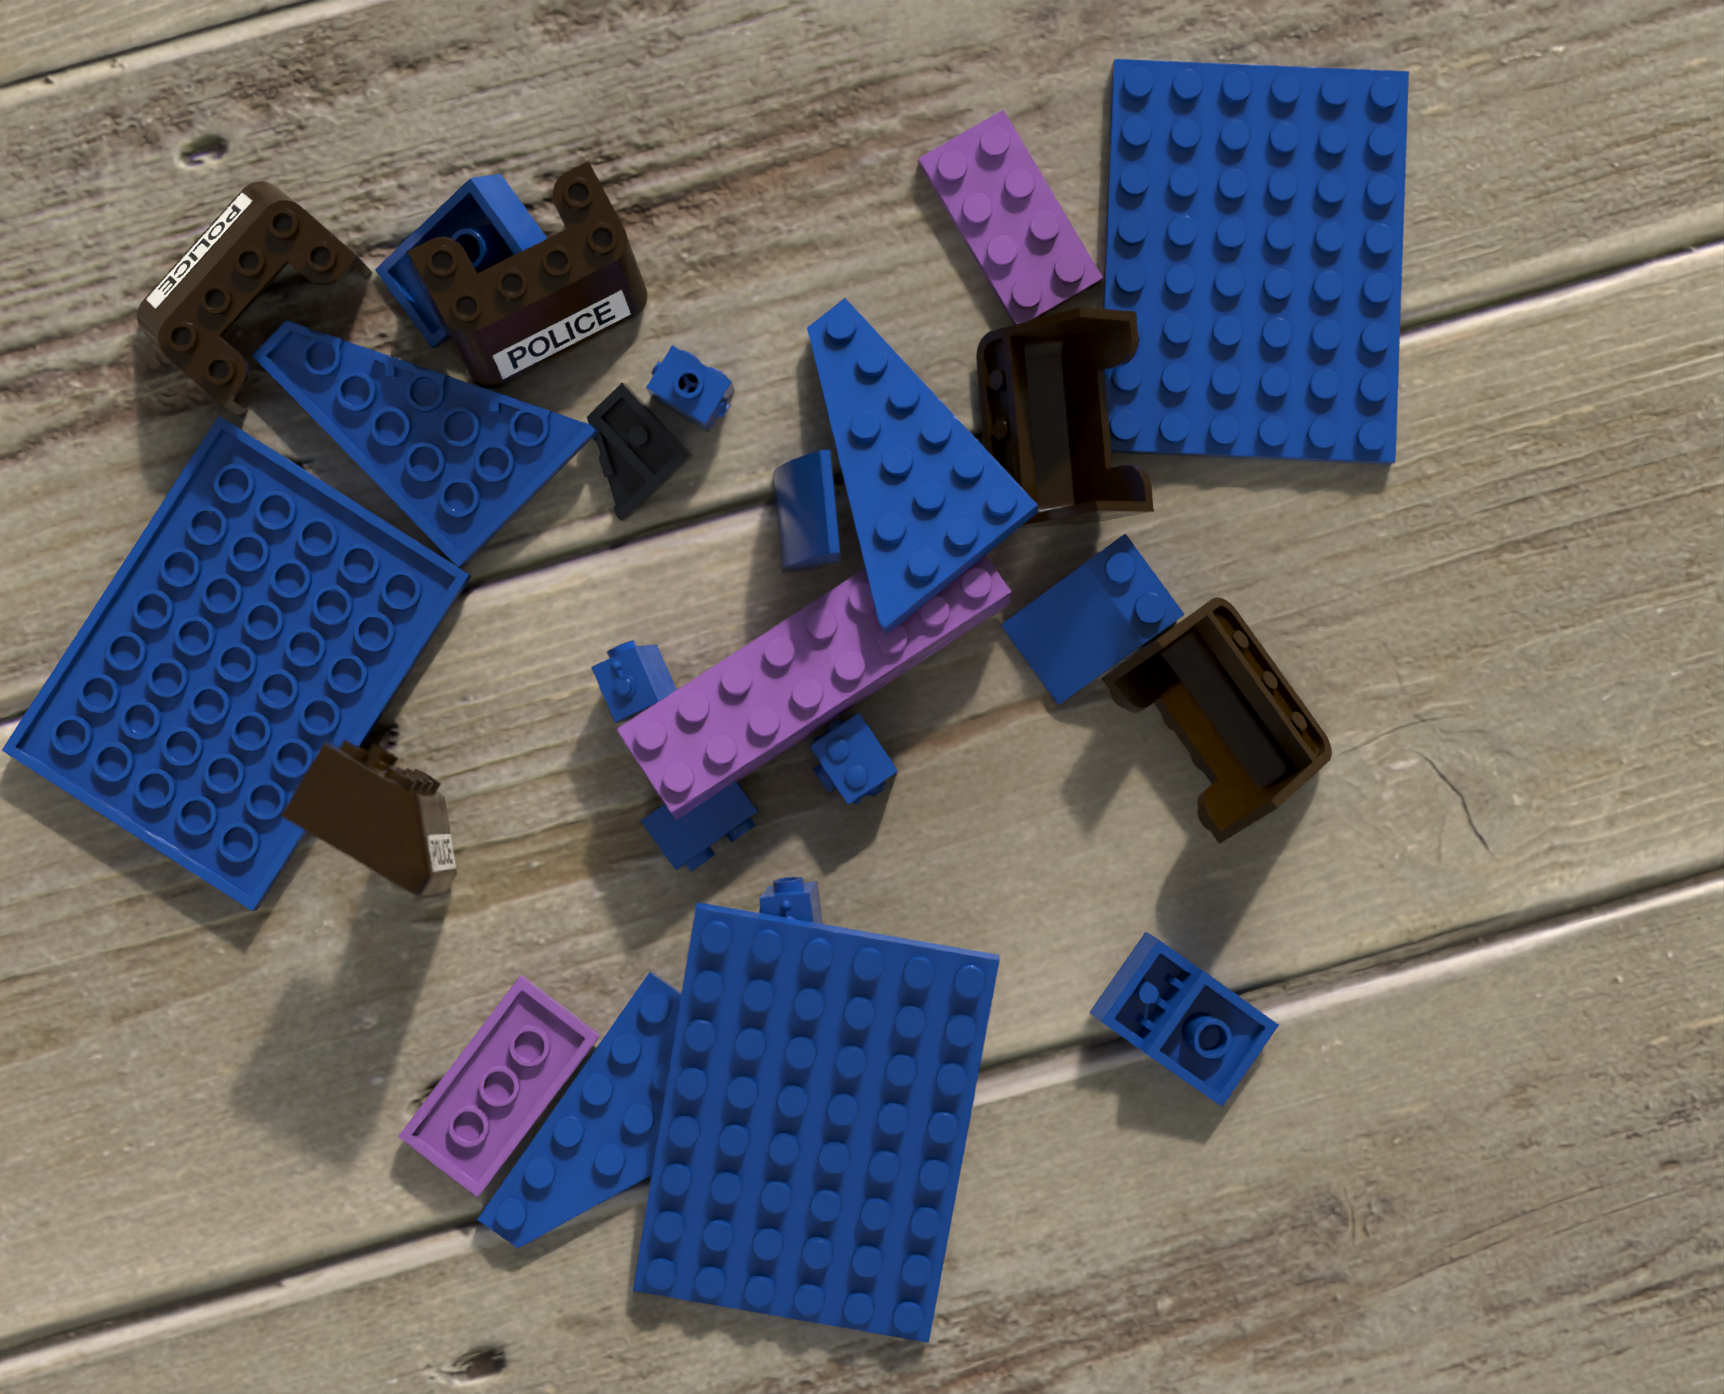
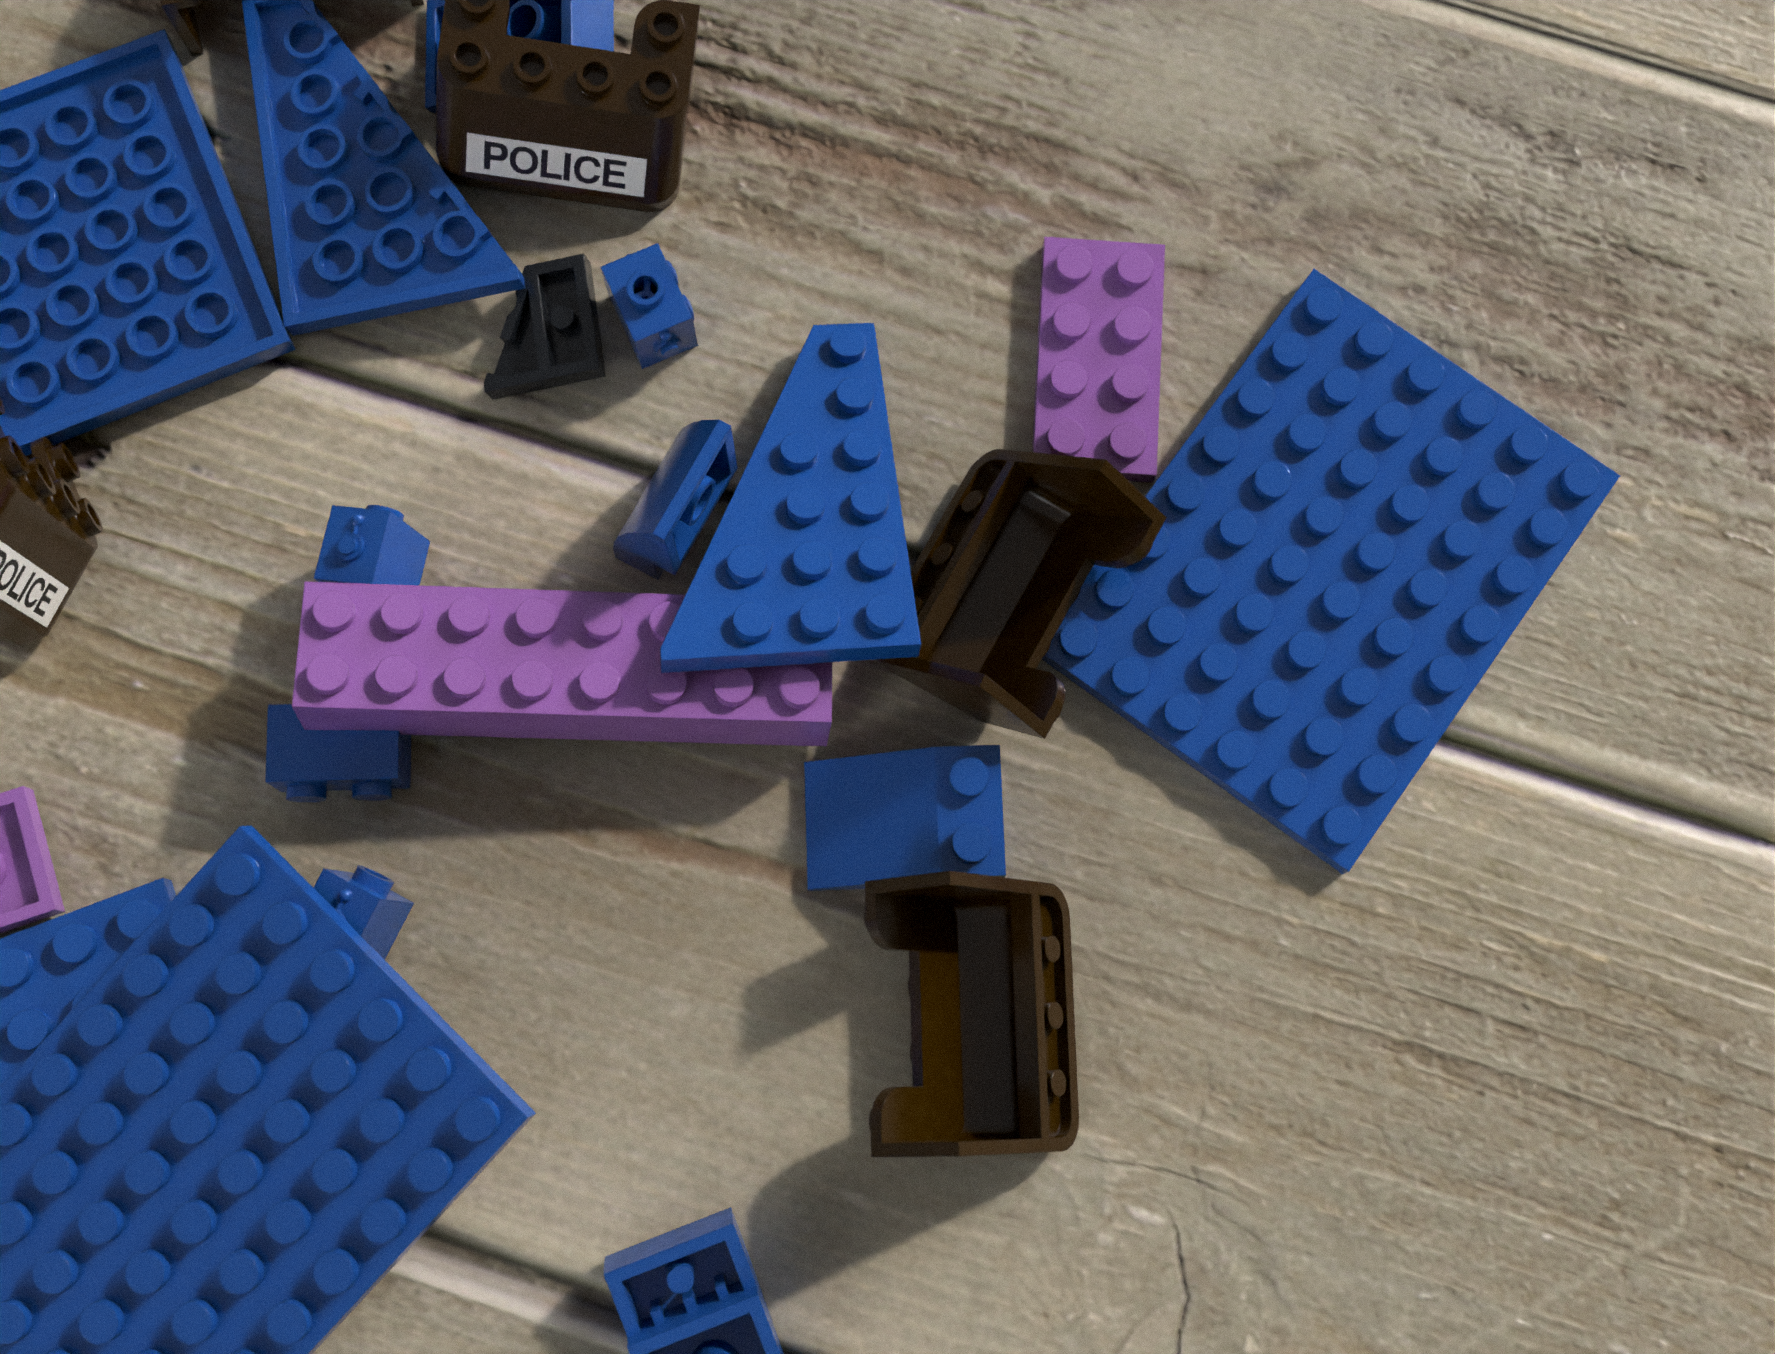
camera: 30 degrees right, 10 degrees down
(851, 760) = (542, 796): blue head -> none

